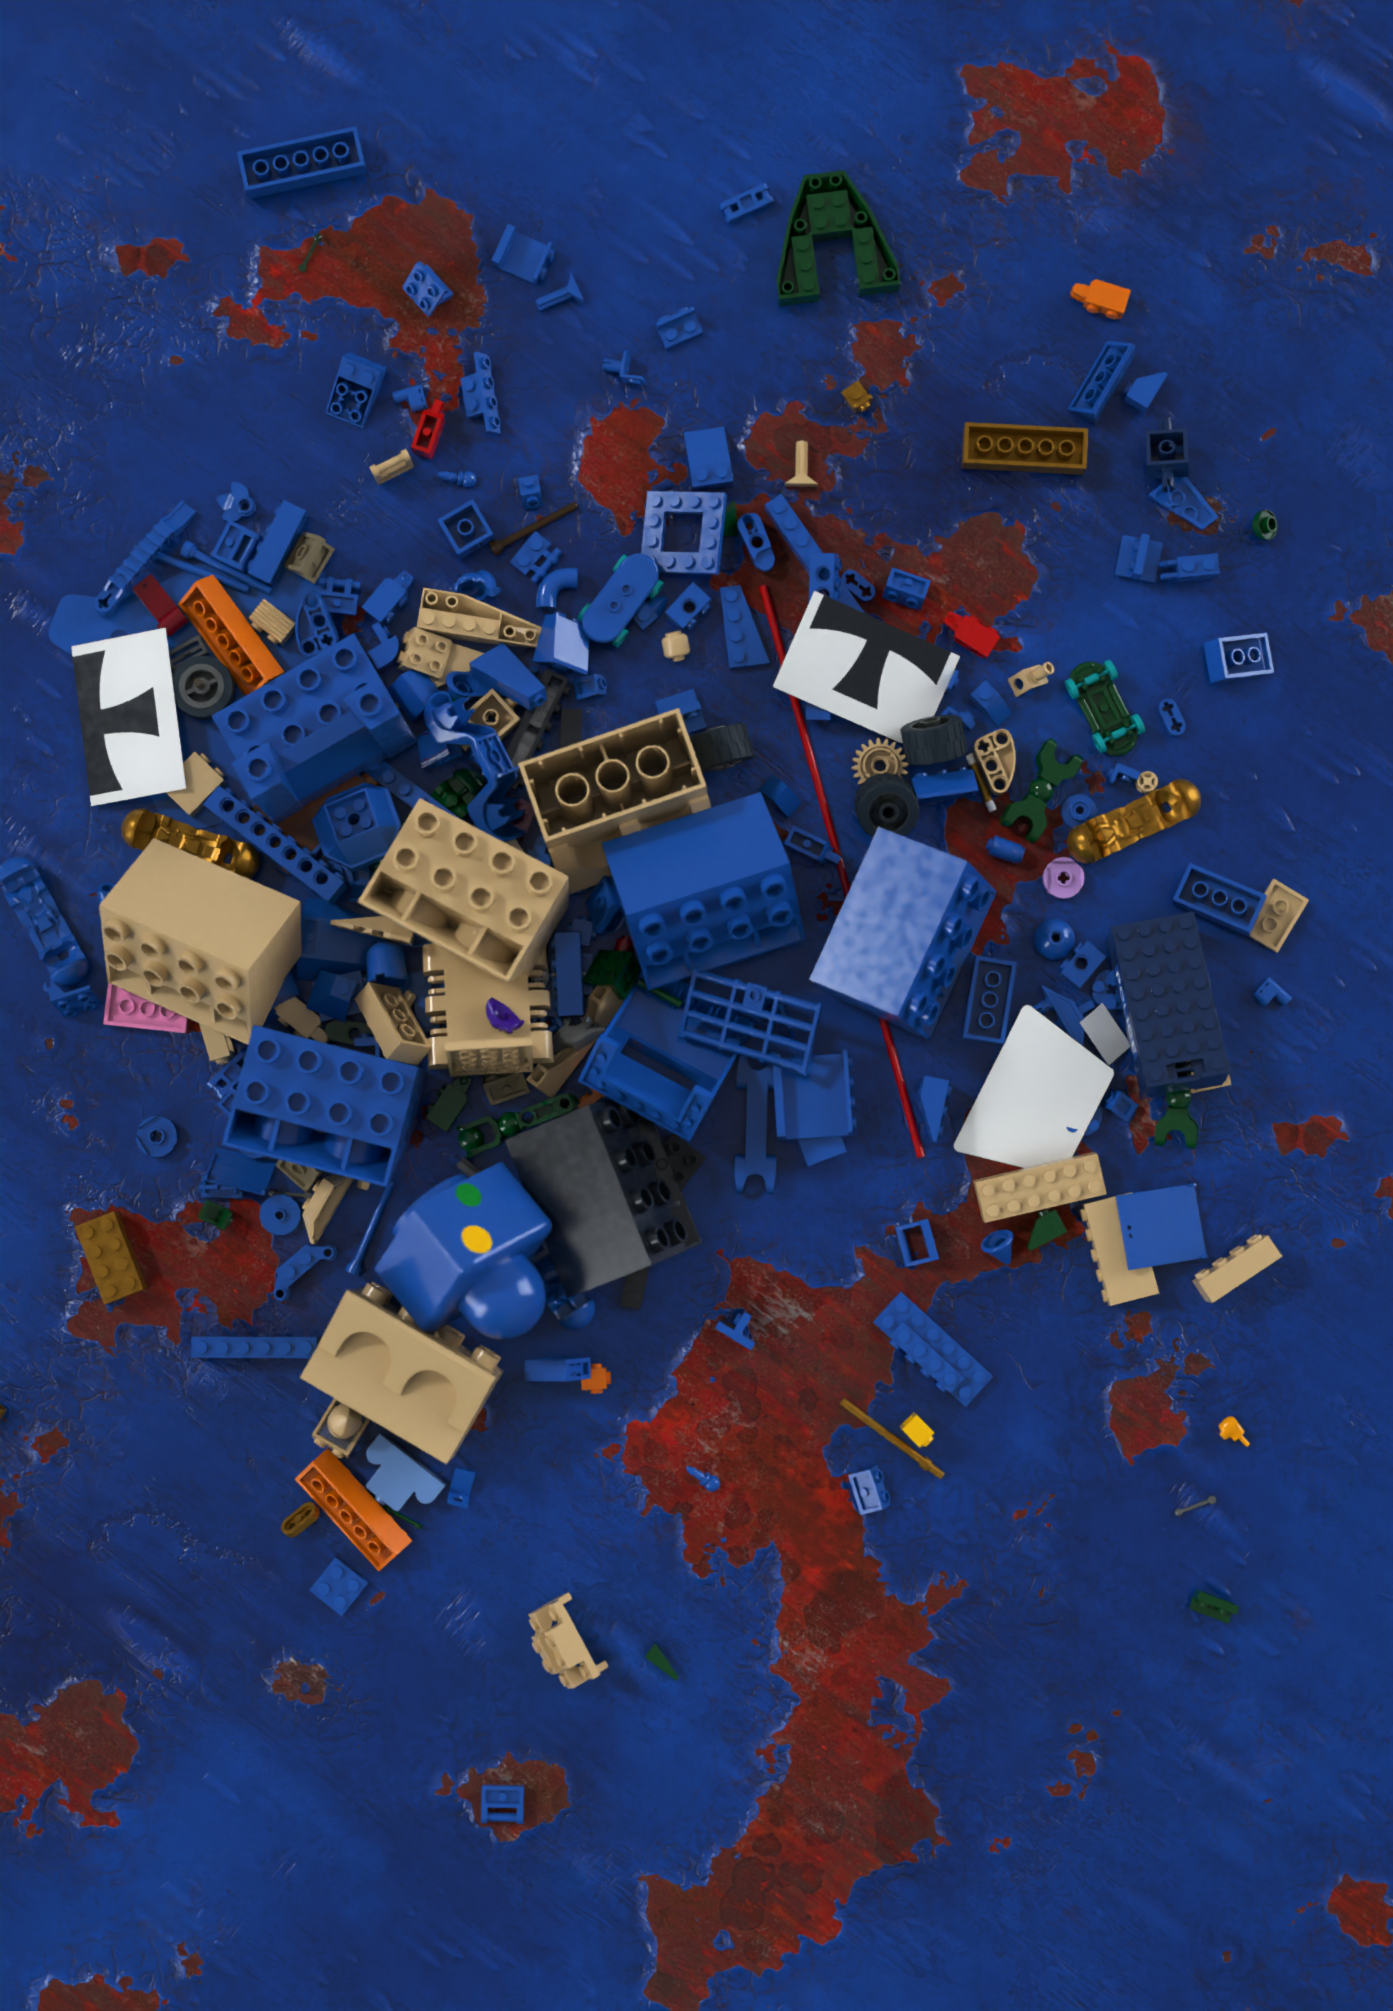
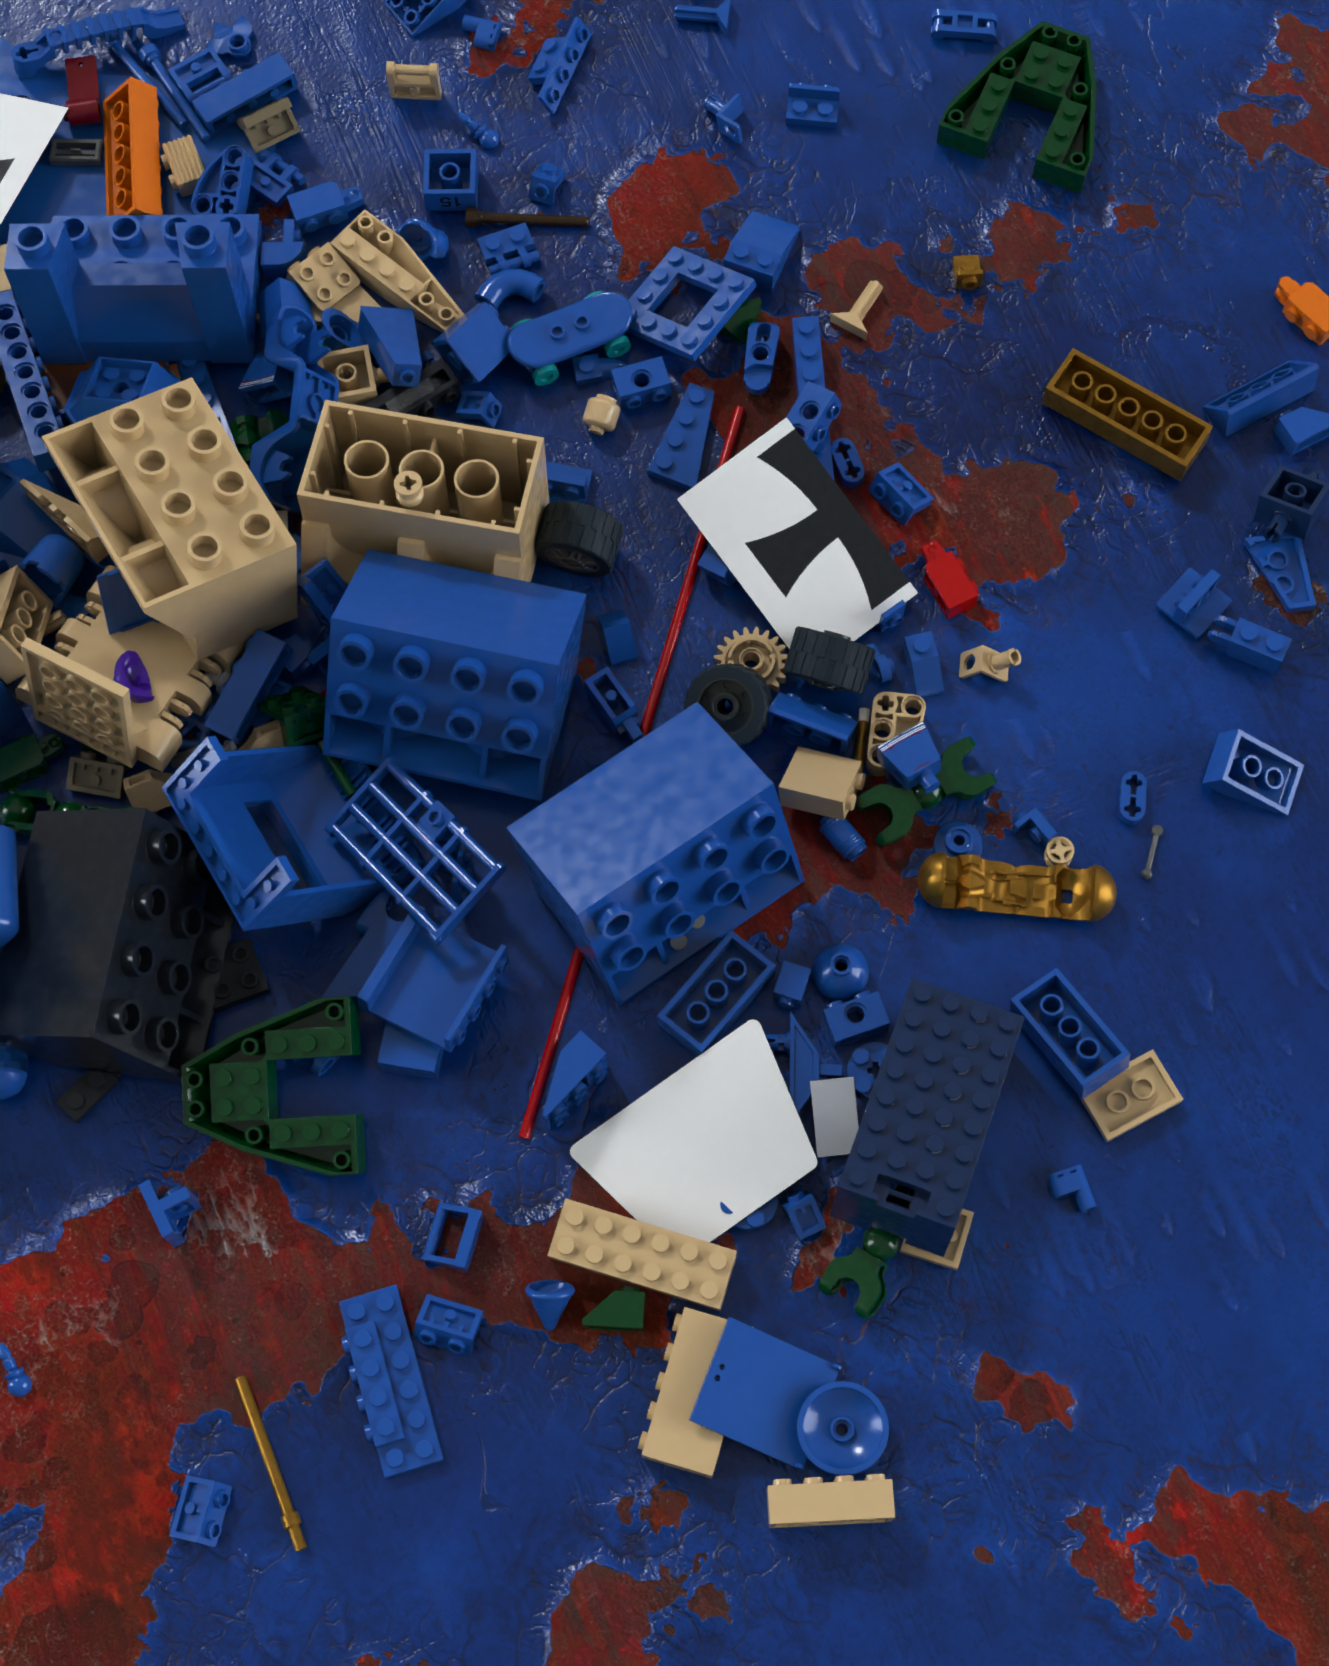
camera: 30 degrees right, 15 degrees down
(203, 687) = (66, 185): wheel -> none
(429, 431) = (476, 67): red hinge -> none
(462, 972) = (119, 603): none -> blue piece
(588, 885) = (321, 589): none -> blue bracket
(618, 801) = (413, 493): none -> tan wheel
(731, 1237) = (235, 1097): none -> dark green piece
(917, 1430) = (303, 1467): yellow piece -> none
(947, 1296) = (447, 1324): none -> blue bracket
(974, 824) = (821, 783): none -> tan brick
(1025, 777) = (912, 758): none -> blue torso
(1030, 966) = (791, 985): none -> blue brick
(1053, 871) = (899, 922): lavender plate -> none
(1103, 707) = (1056, 743): dark green piece -> none
(1198, 730) = (1156, 831): none -> dark grey hinge
(1232, 1215) = (849, 1406): none -> blue dish

